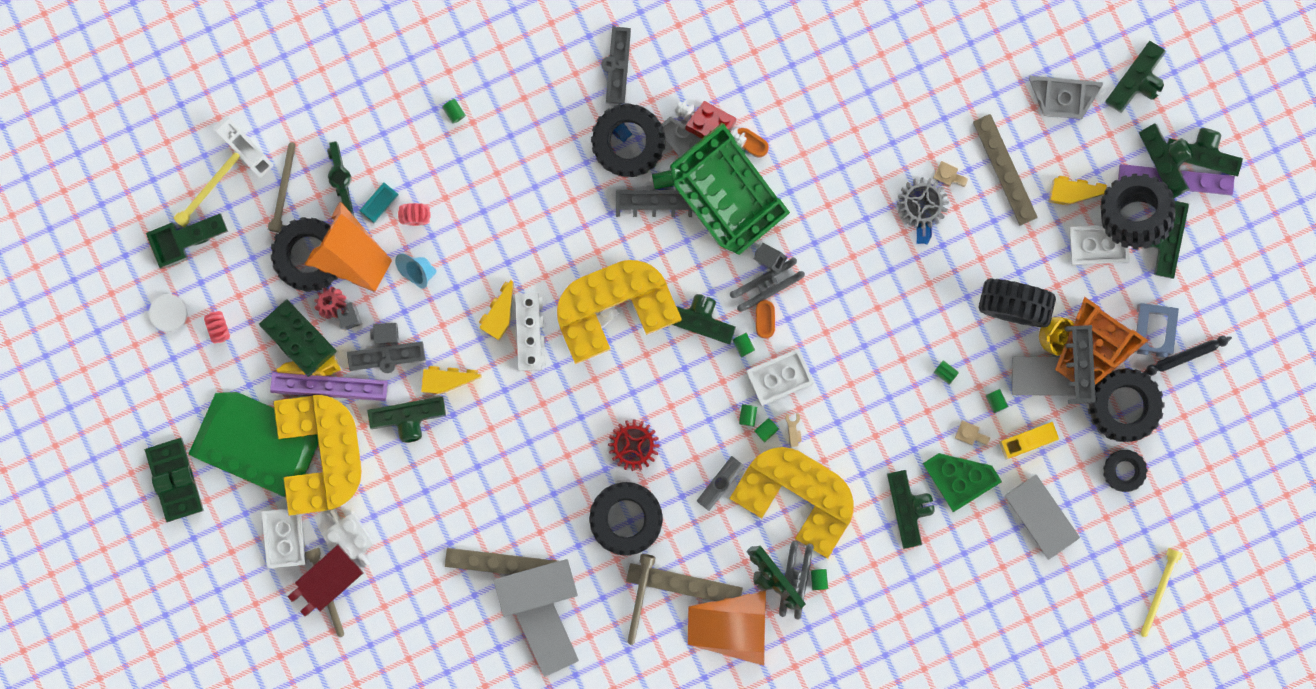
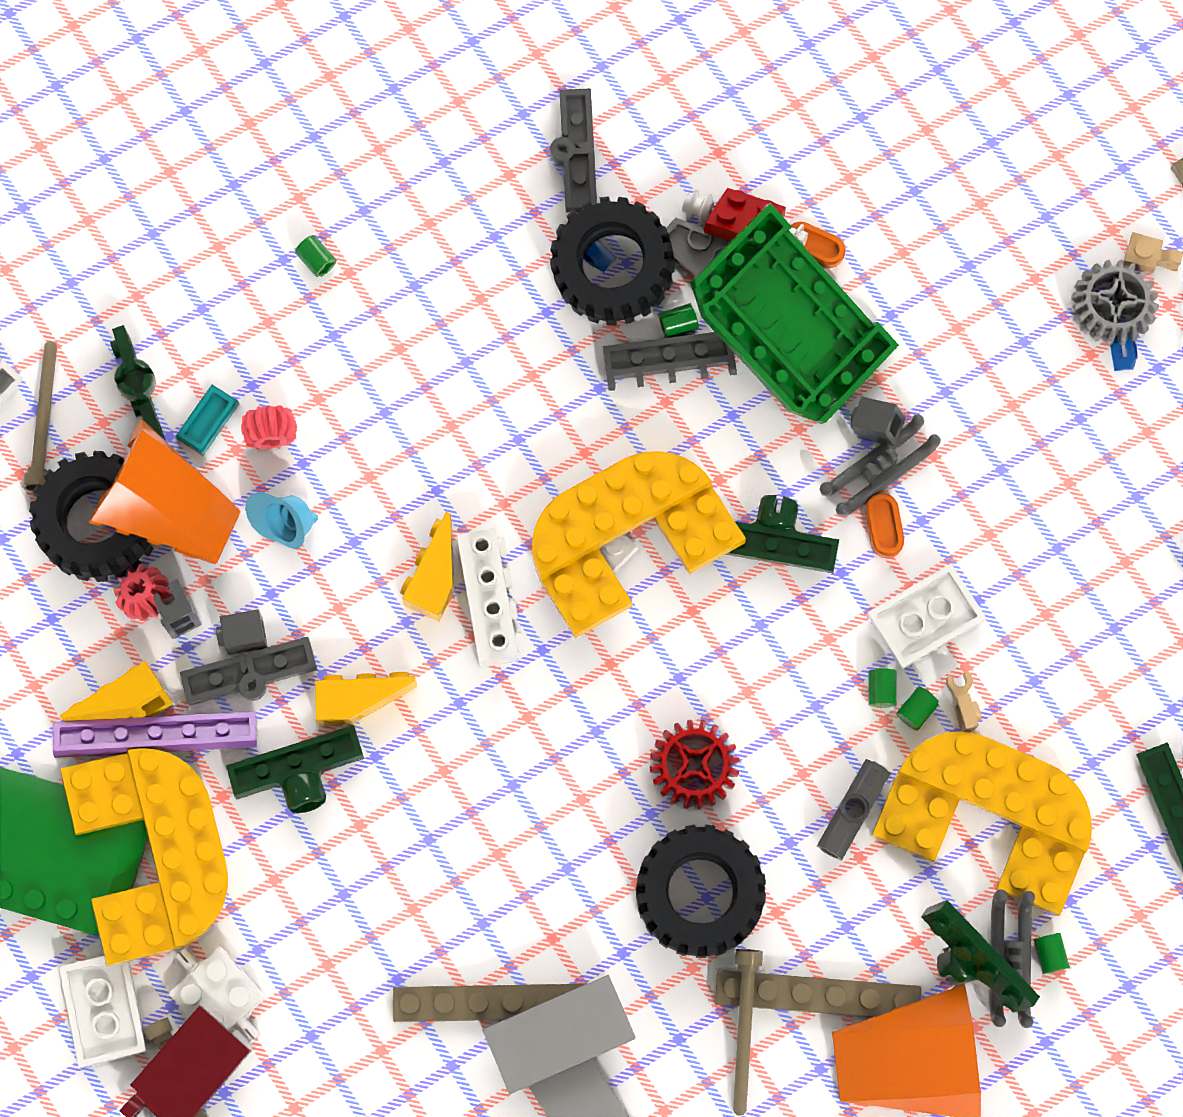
camera: 15 degrees left, 10 degrees down
(297, 338) = (92, 658): dark green plate -> none
(743, 345) = (855, 571): green piece -> none

